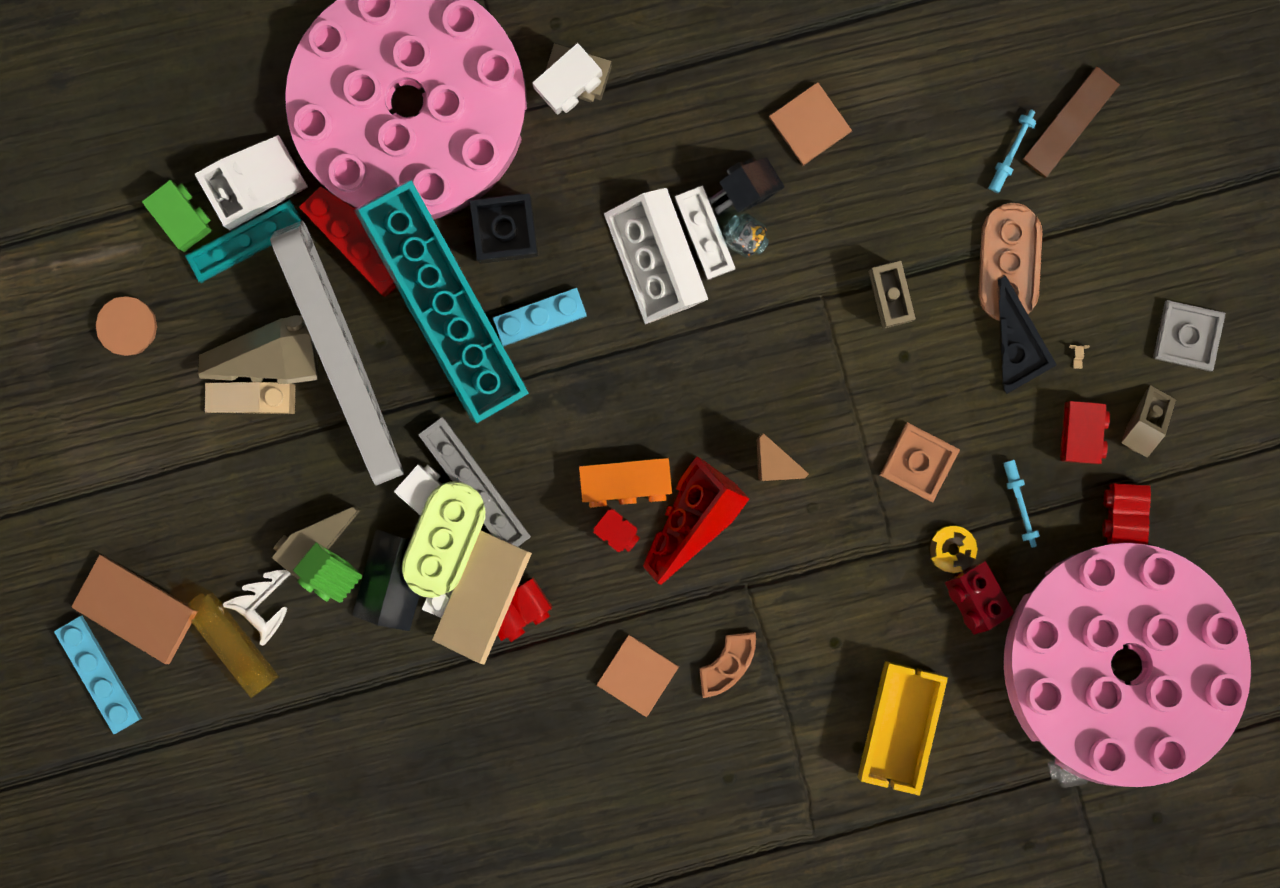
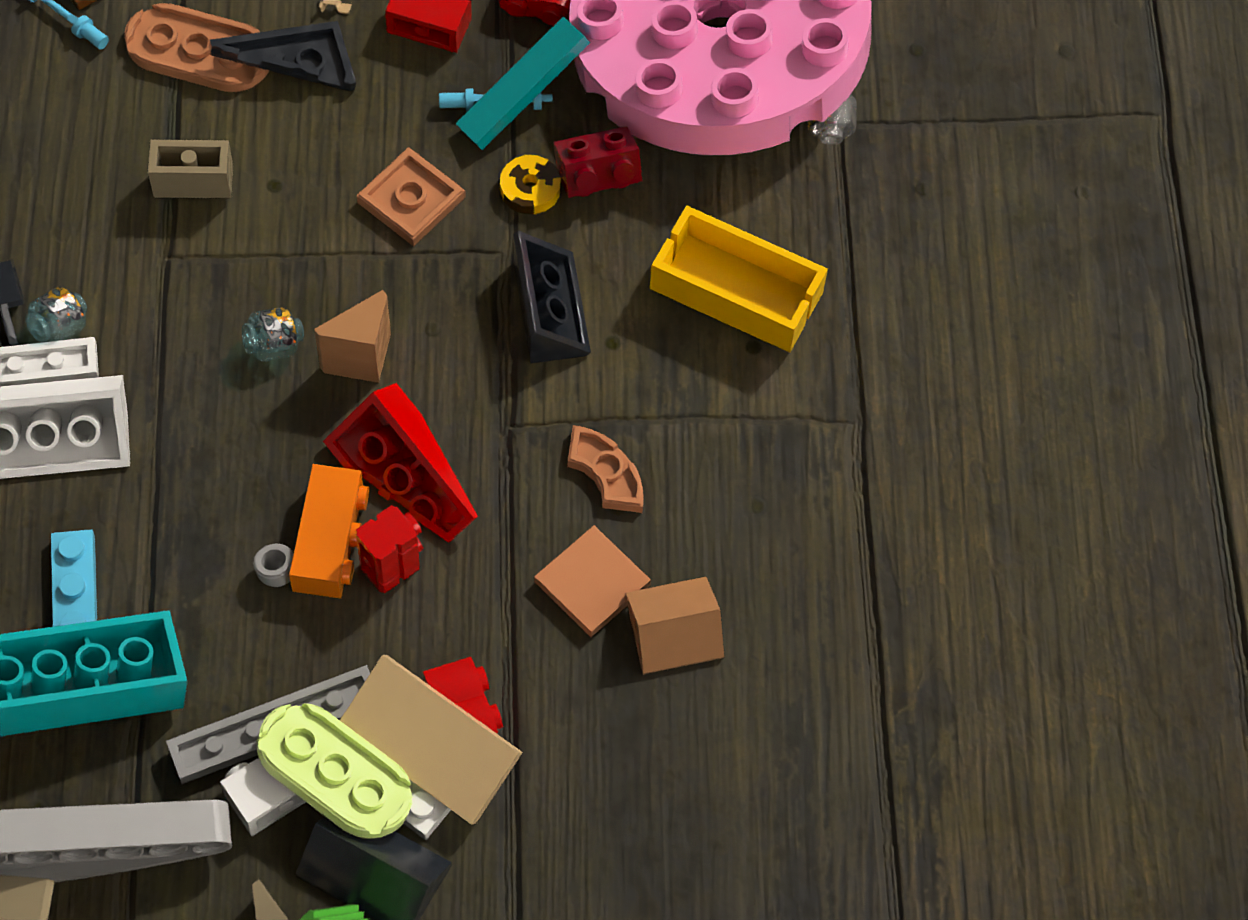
camera: 80 degrees left, 25 degrees down
(590, 451) = (273, 564): none -> light grey piece
(617, 742) = (676, 625): none -> medium nougat slope
(771, 395) = (272, 334): none -> clear light blue head
(853, 590) = (549, 300): none -> black slope
(1031, 525) = (523, 83): none -> teal tile

